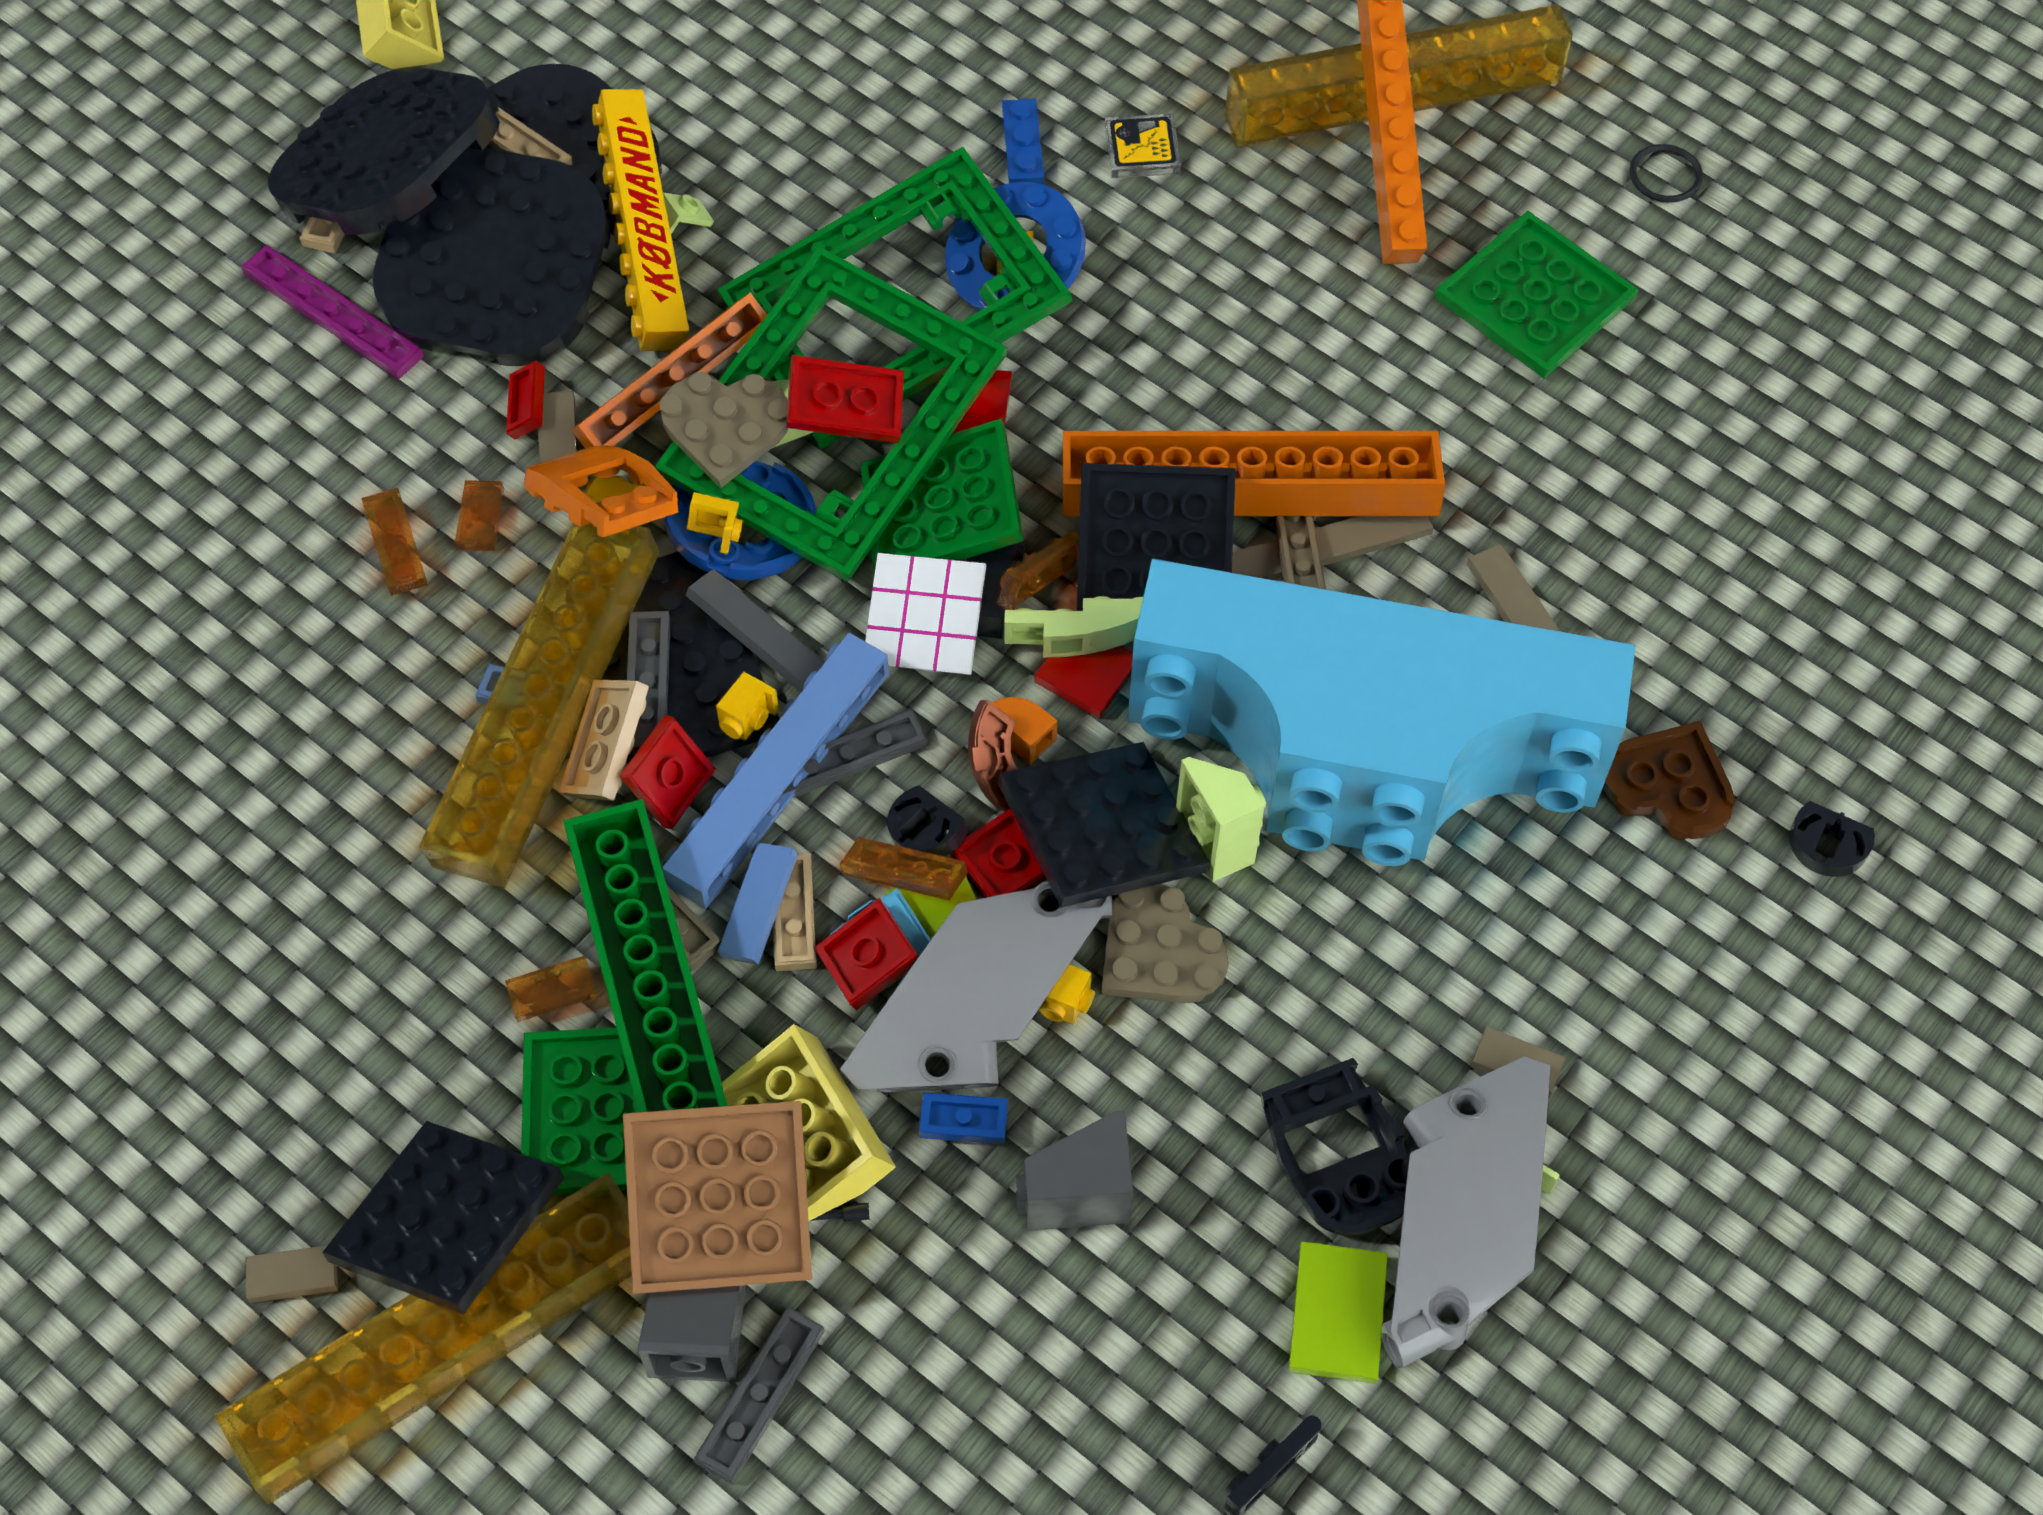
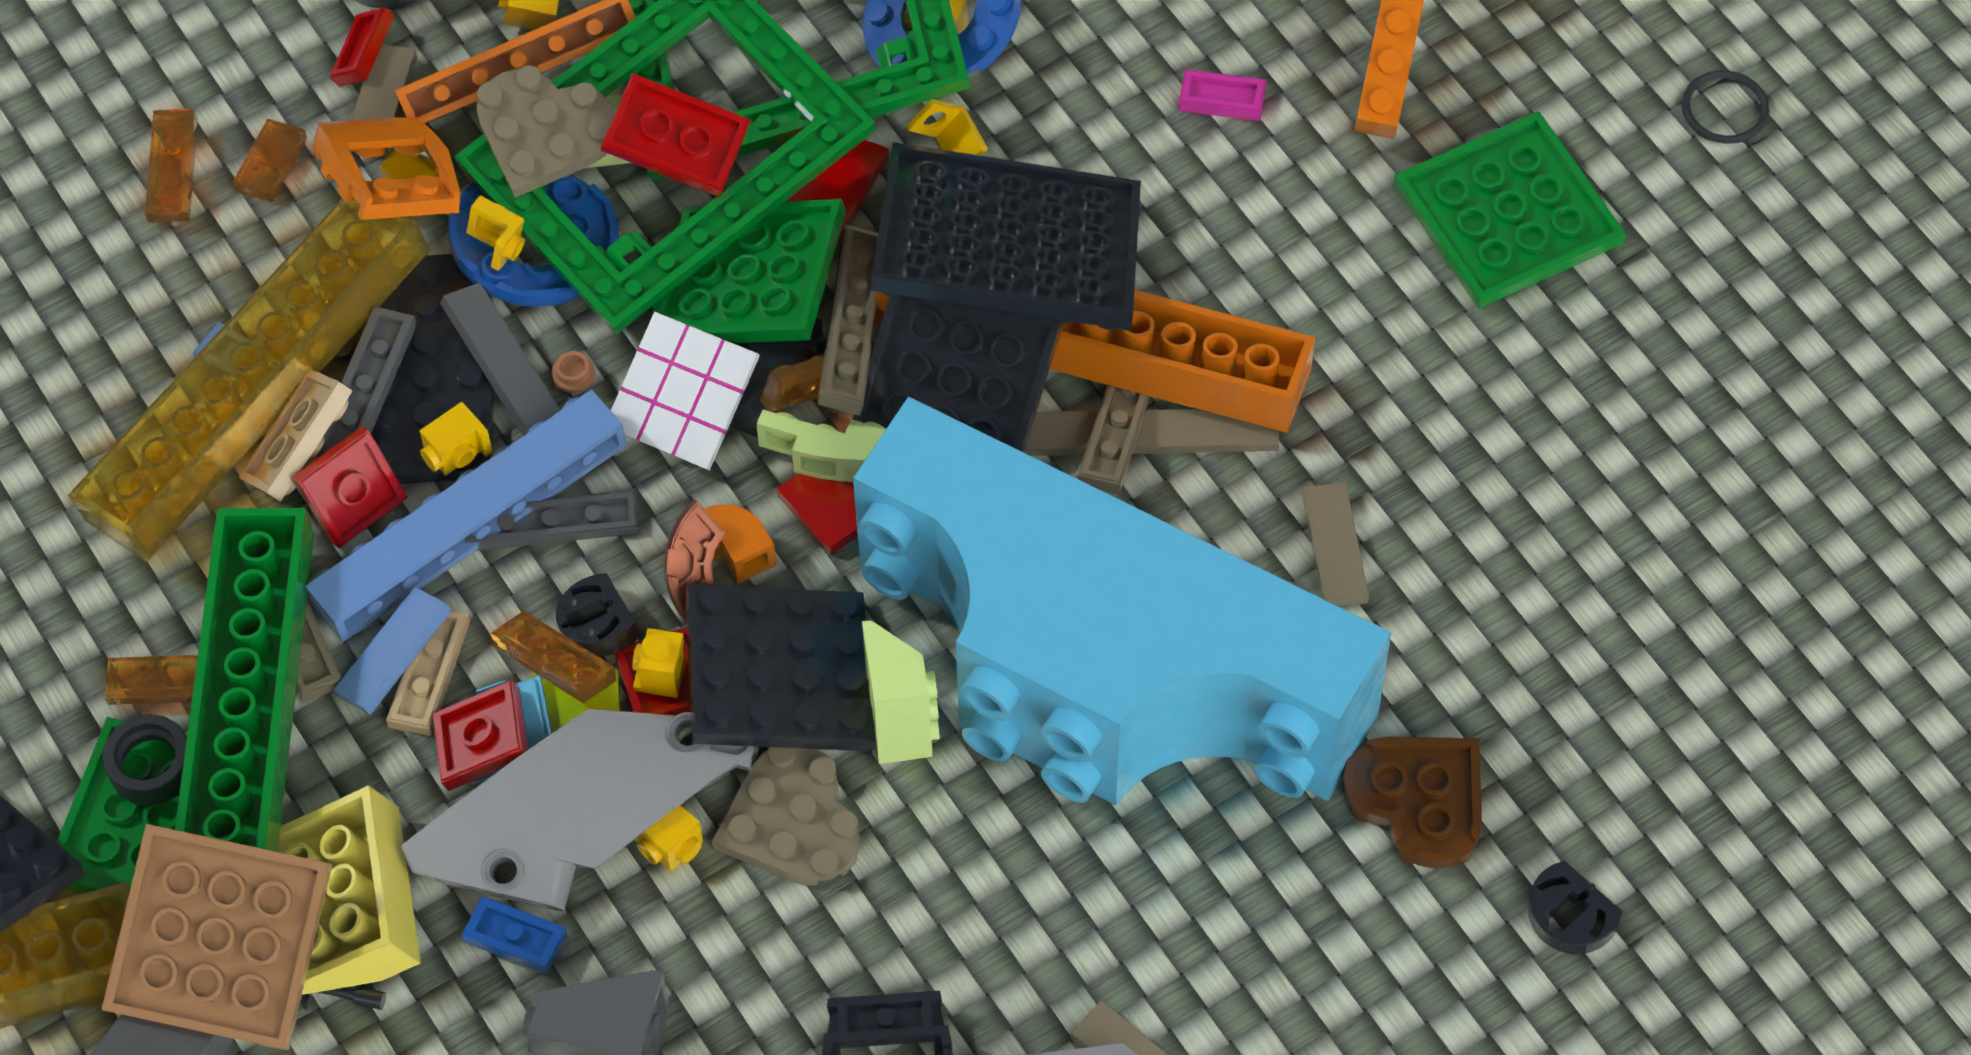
camera: 20 degrees right, 0 degrees up
(568, 1032) = (128, 736): none -> black tyre
(819, 624) = (573, 372): none -> nougat plate
(1000, 848) = (659, 663): none -> yellow brick
(1049, 519) = (850, 324): none -> dark tan tile
(1062, 346) = (953, 130): none -> yellow bracket
(1156, 413) = (1008, 237): none -> black plate
(1266, 261) = (1222, 95): none -> dark pink tile

